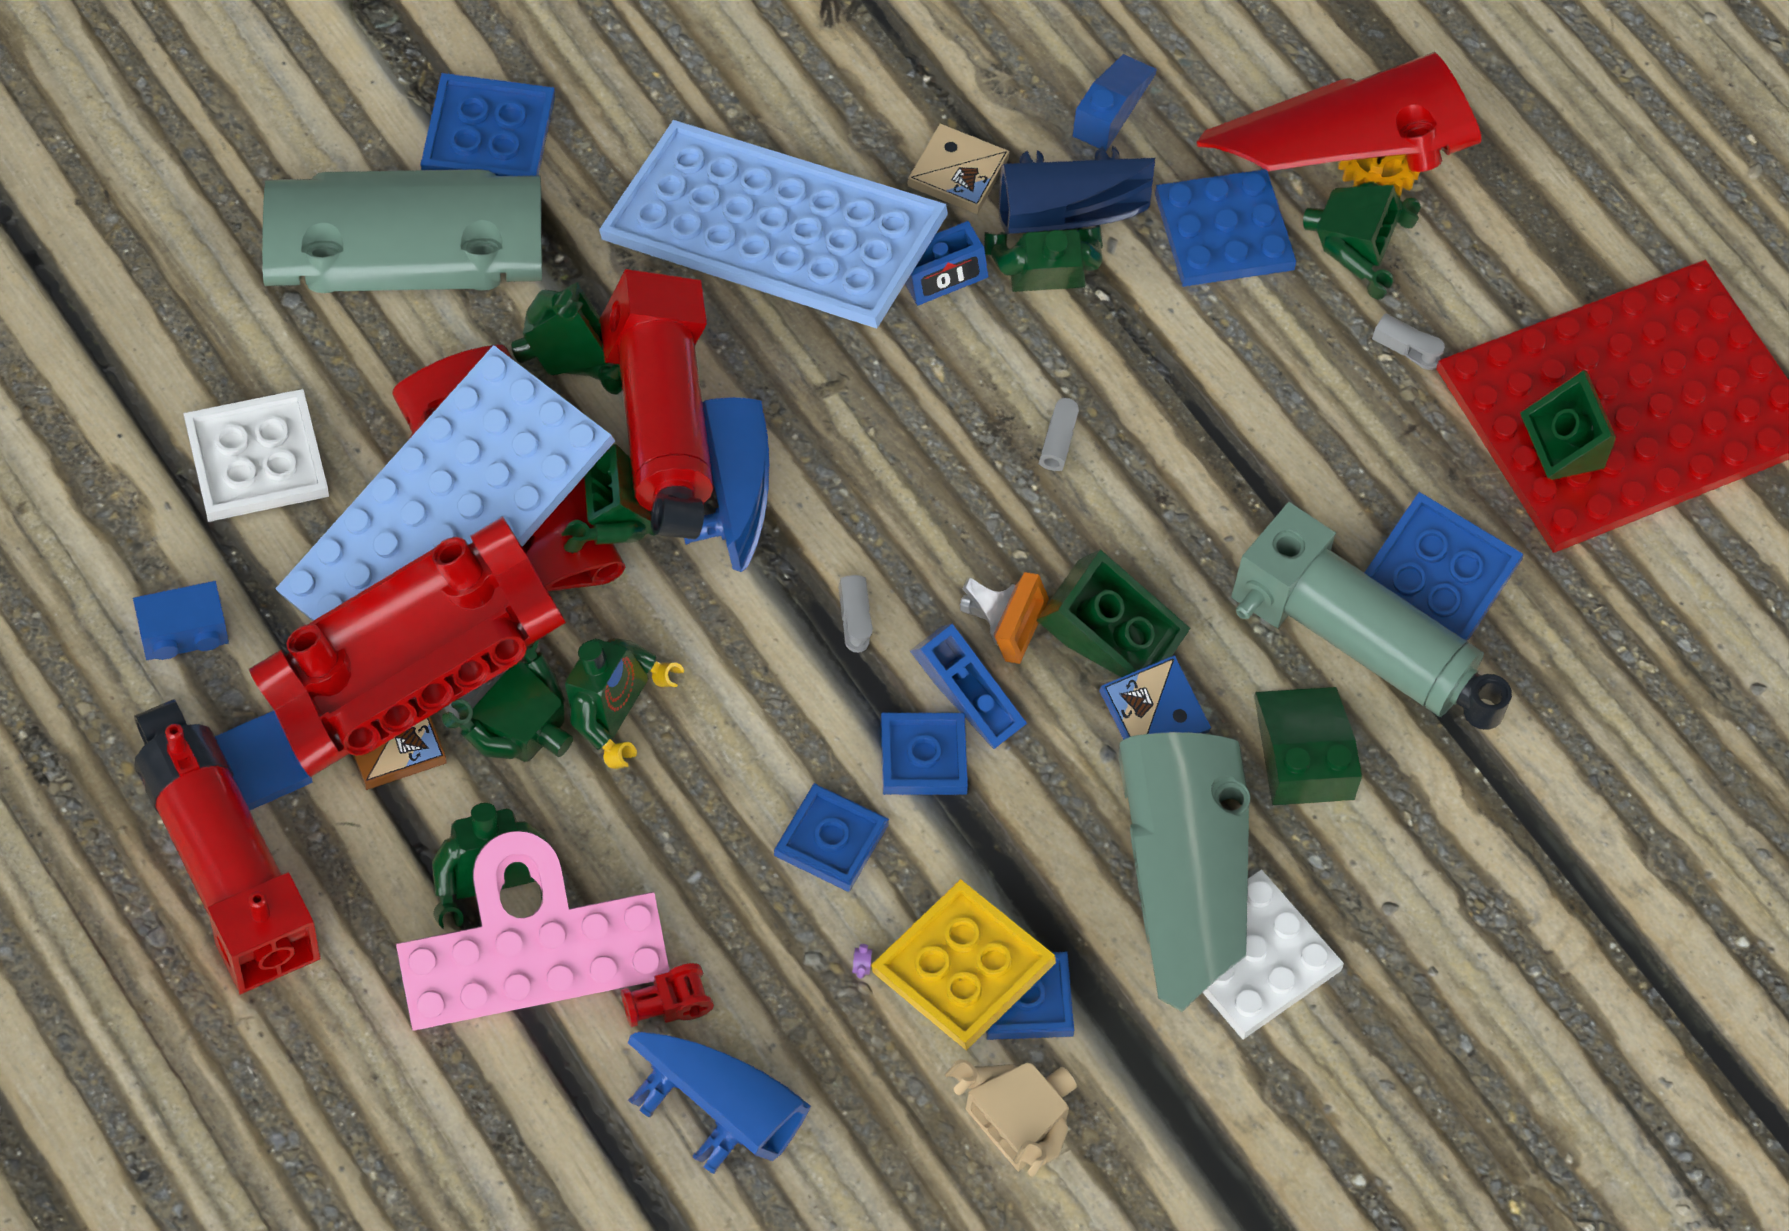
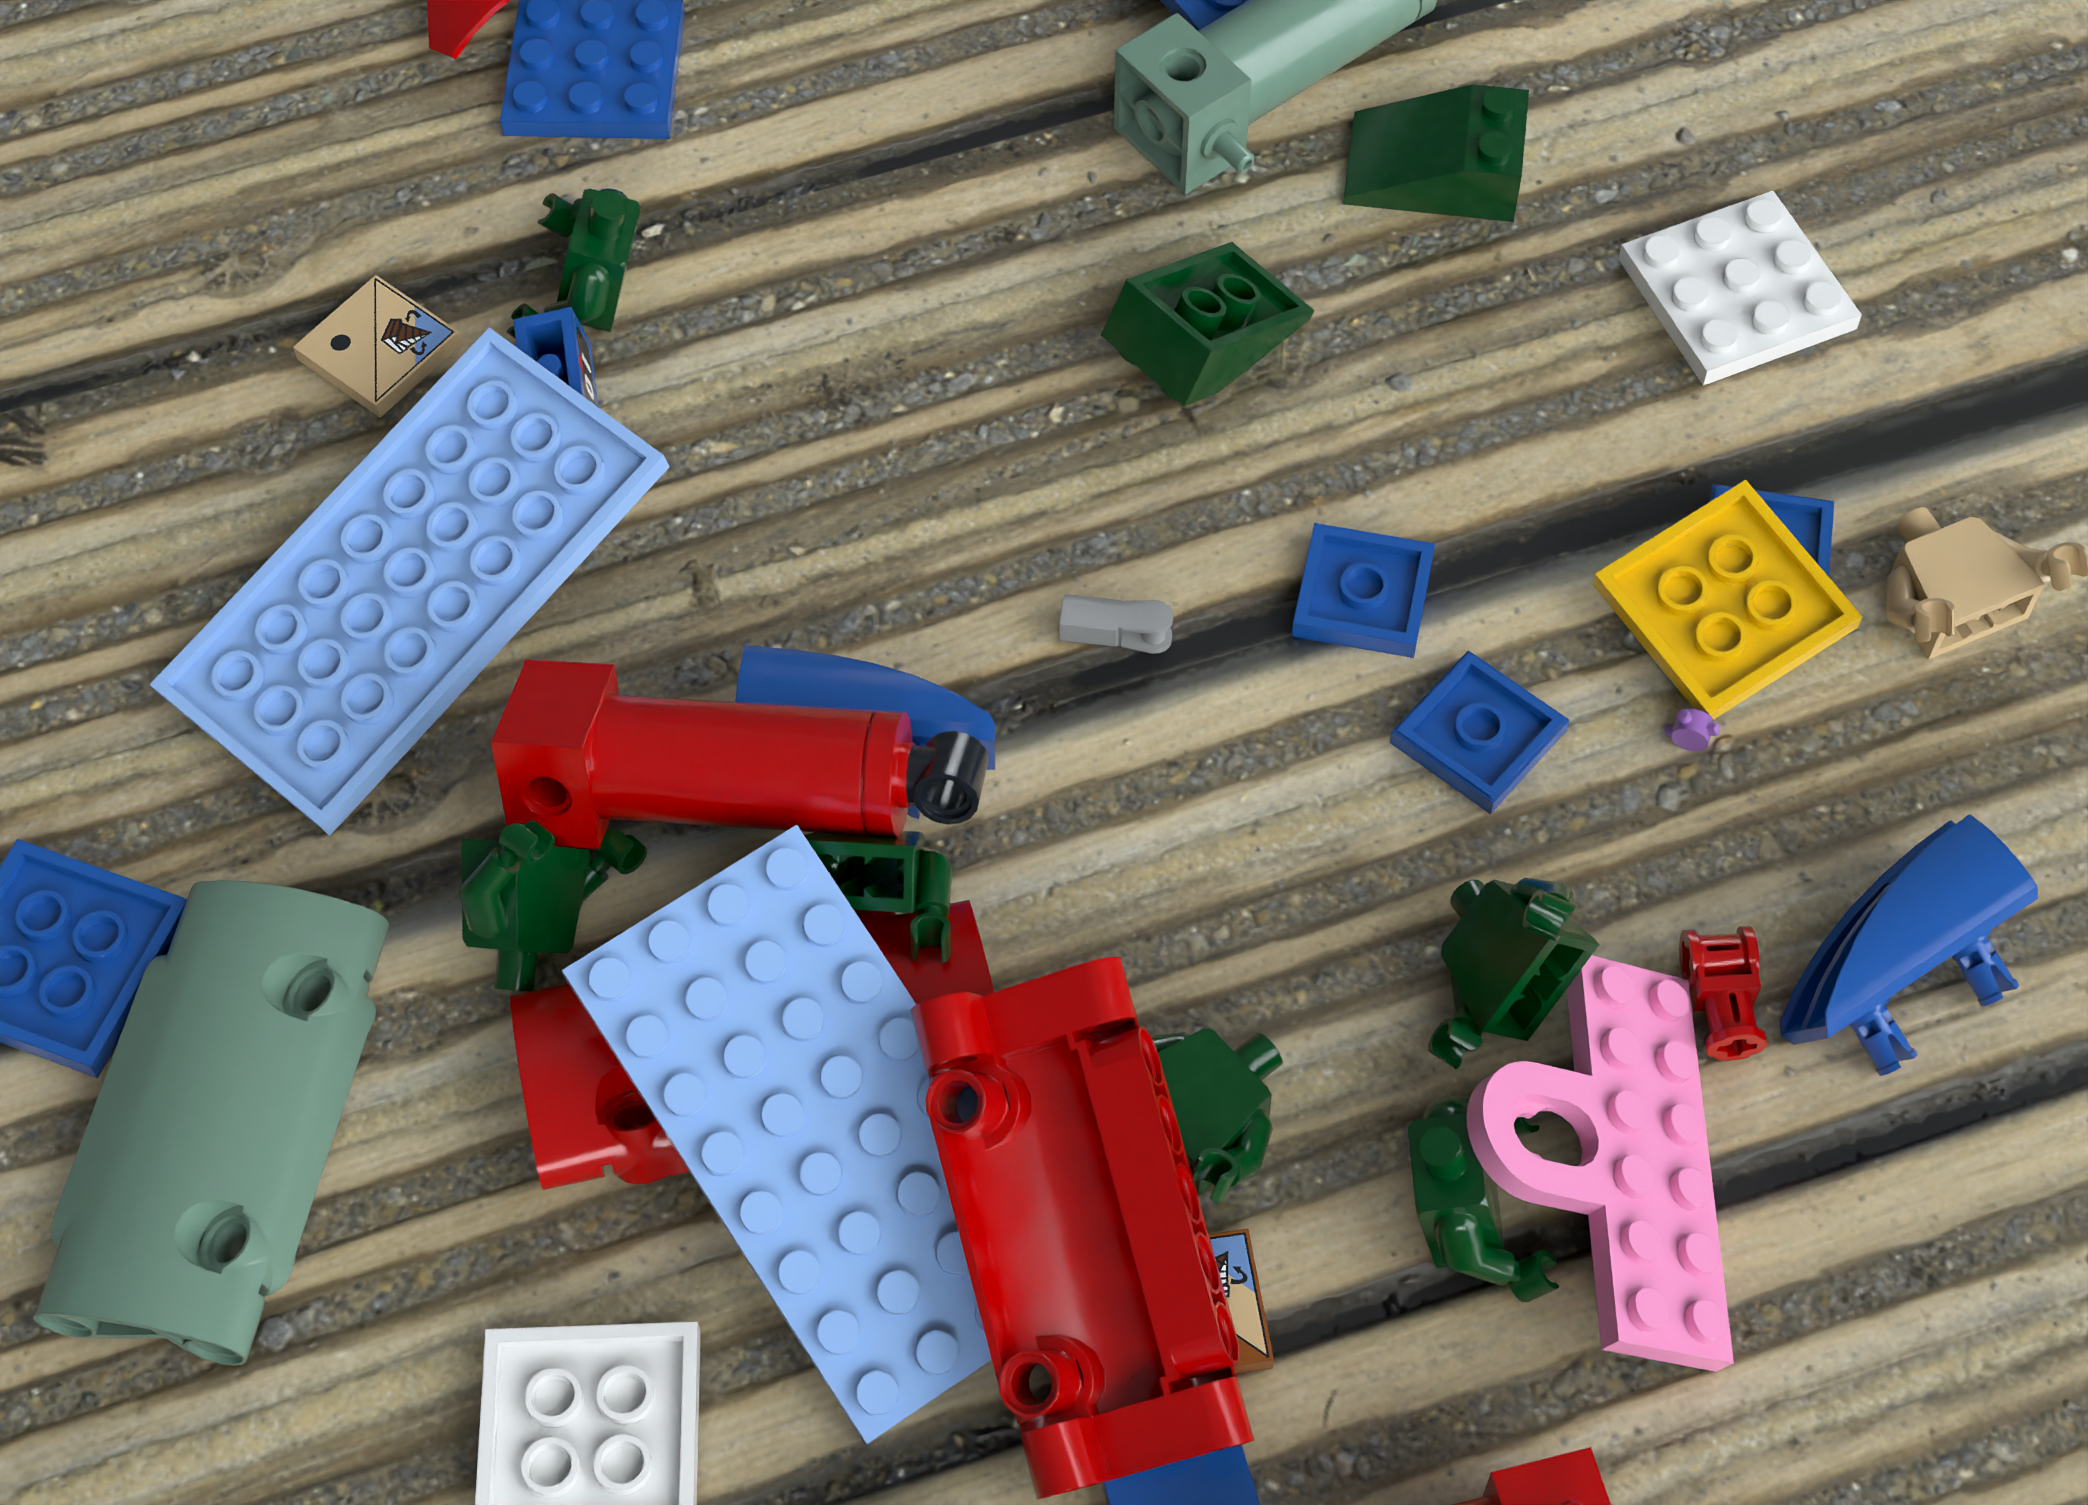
camera: 70 degrees left, 0 degrees up
(605, 689) = (1196, 966): dark green torso -> none
(646, 860) = (1507, 961): none -> dark green torso
(968, 684) = (1267, 506): blue slope -> none
(1009, 612) = (1167, 436): orange piece -> none
(1059, 435) = (881, 319): light grey bar -> none
(1073, 192) = (492, 220): dark blue piece -> none
(1111, 101) = (339, 139): blue slope -> none
(1154, 701) = (1354, 304): tile -> none
(1188, 855) = (1613, 306): sand green panel -> none

